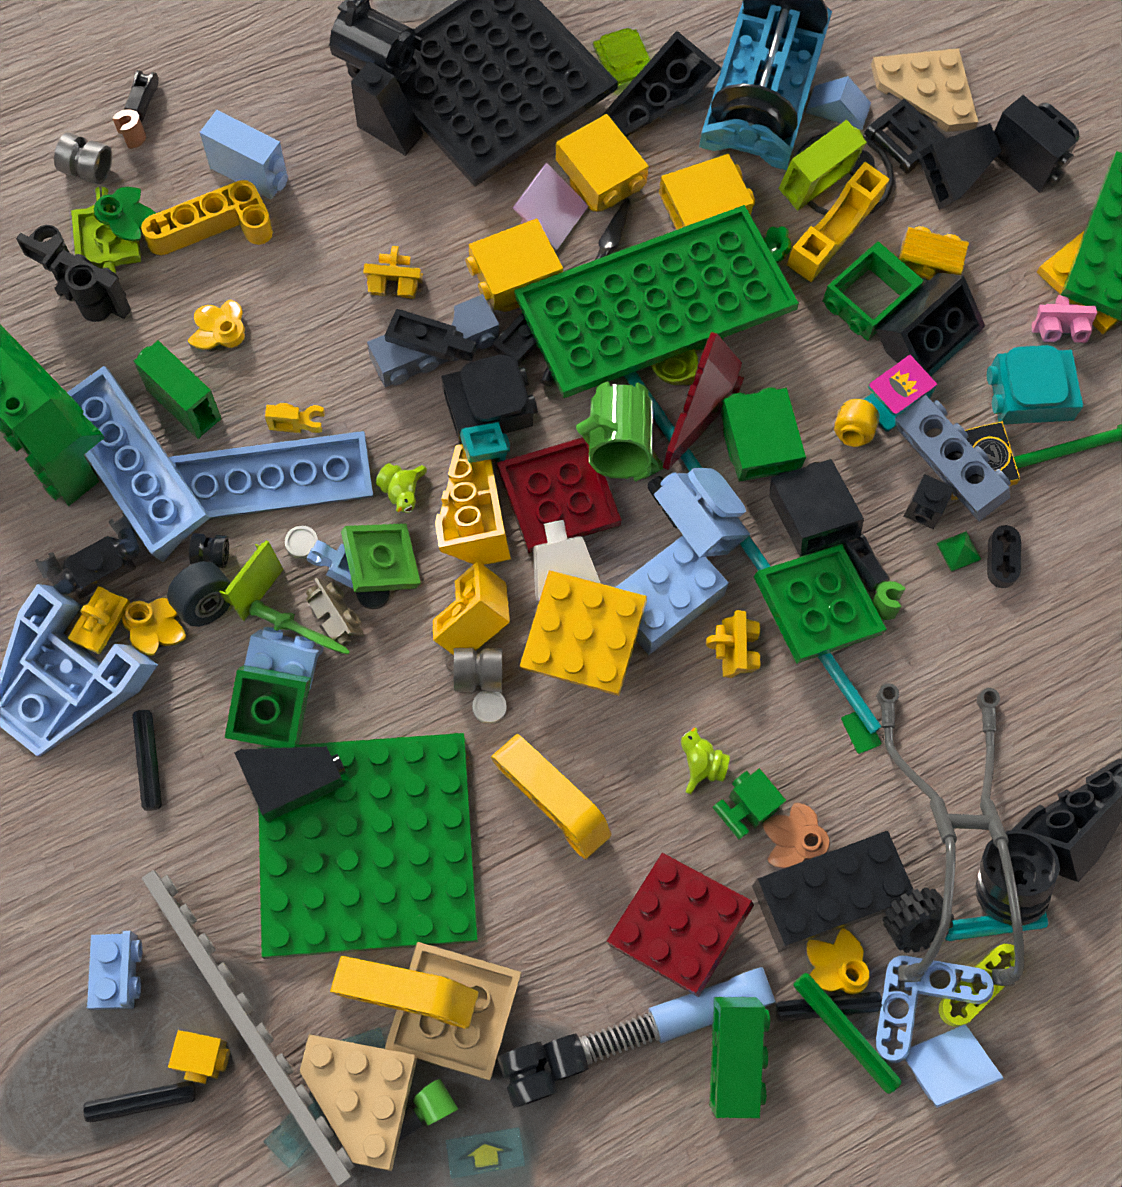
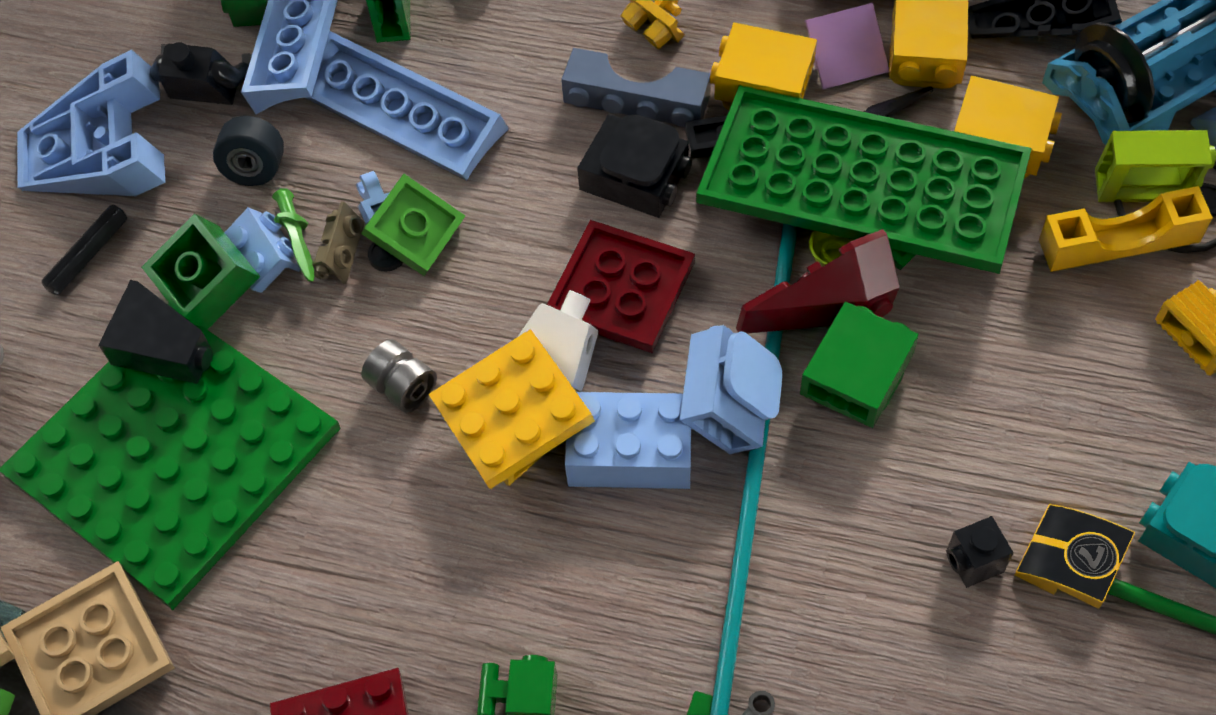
camera: 50 degrees right, 10 degrees down
(98, 620) = (158, 116): yellow hips -> none
(155, 628) = (191, 151): yellow plate -> none
(209, 549) = (296, 129): black wheel -> none
(253, 579) = (294, 164): lime piece -> none
(289, 418) = (454, 68): yellow plate -> none
(300, 541) = (374, 164): white piece -> none
(400, 485) = (492, 182): lime animal -> none
(405, 990) = (58, 595): yellow beam -> none
(429, 337) = (624, 73): black hinge -> none
(471, 513) = (527, 249): yellow wedge -> none
(476, 613) = (447, 324): yellow panel -> none
(485, 443) = (593, 194): teal bracket -> none
(489, 707) = (384, 419): white piece -> none
(554, 795) = (347, 536): yellow beam -> none
(621, 432) = (717, 264): bright green container -> none
(703, 760) = (517, 615): lime animal -> none
(731, 644) = (667, 525): yellow hips -> none
(778, 242) = (1038, 211): green plant -> none
(816, 507) = (850, 469): black brick -> none
(819, 603) = (769, 561): green plate -> none
(856, 422) = (972, 424): yellow head -> none
(875, 578) = (853, 584): piece -> none
(889, 270) = (1144, 308): green window -> none
(898, 390) = (1043, 427): dark pink piece -> none
(932, 323) = (1143, 392): black slope -> none
(958, 551) = (973, 629): green slope -> none
(977, 498) = (1038, 586): sand blue brick -> none
(1011, 556) = (1011, 663): black beam -> none

